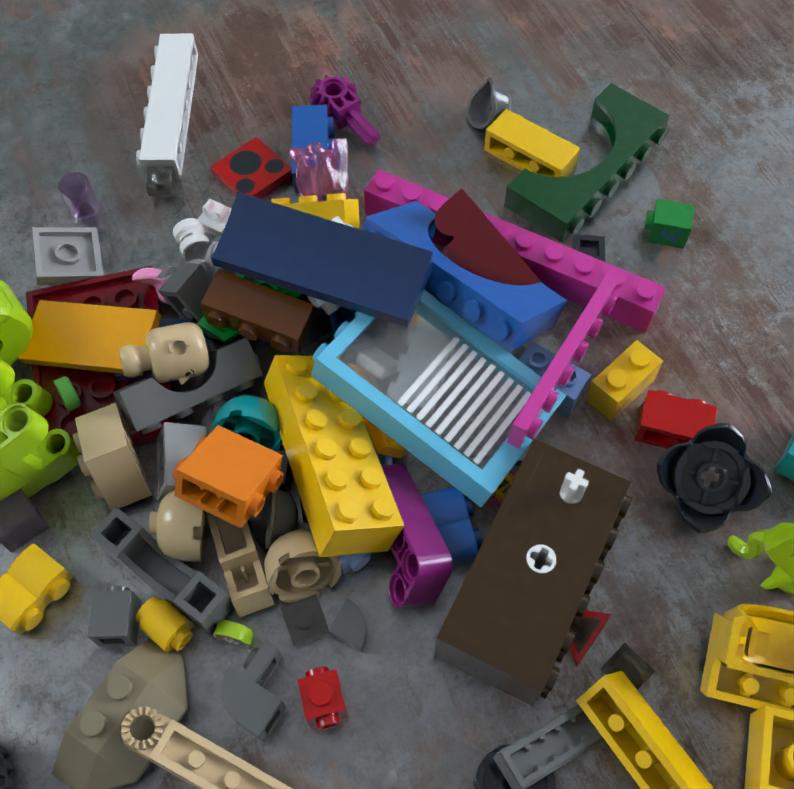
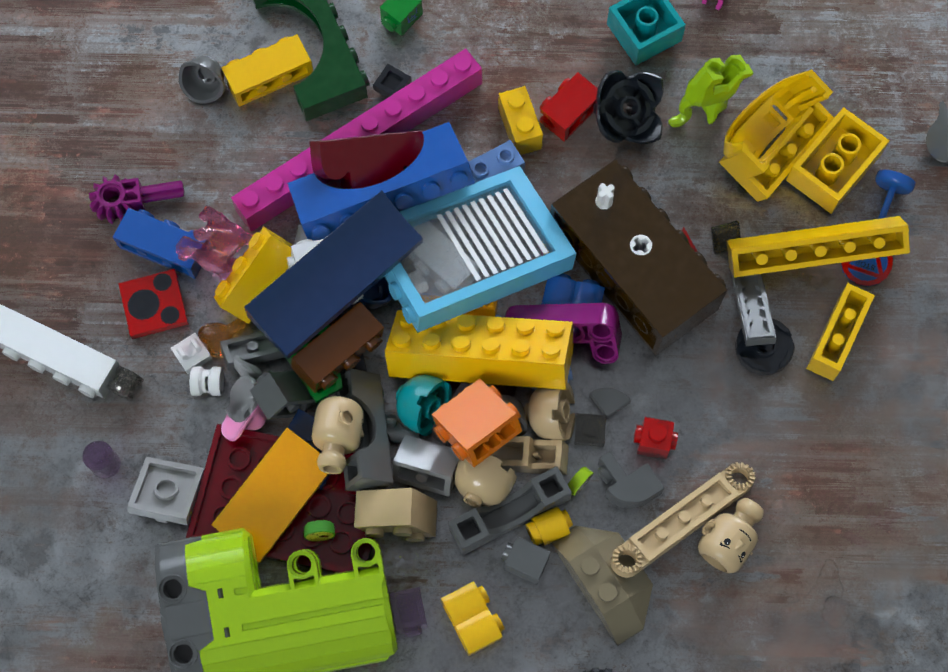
camera: 65 degrees left, 10 degrees up
(560, 370) = (493, 143): dark pink plate -> none

